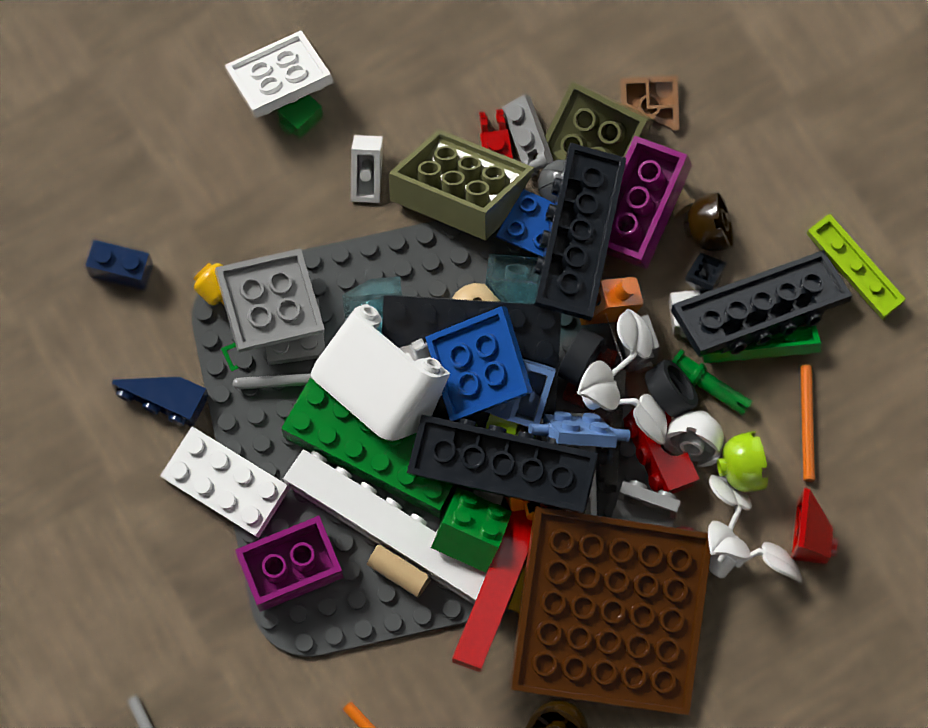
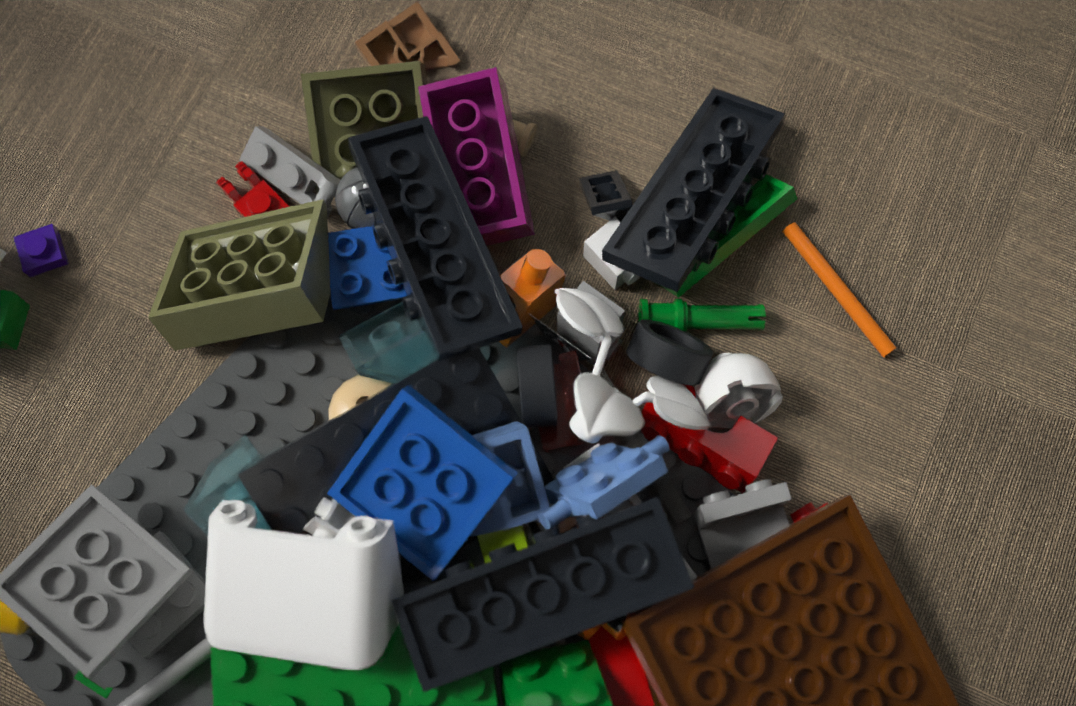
camera: 35 degrees left, 0 degrees up
(350, 87) = (40, 250): none -> dark purple plate
(366, 168) = (120, 331): white slope -> none
(709, 223) = (569, 137): dark brown cylinder -> none
(730, 550) = (879, 499): white plant -> none
(744, 463) = (816, 381): lime cylinder -> none
(812, 532) = (943, 409): red slope -> none
(856, 266) = (761, 82): lime plate -> none

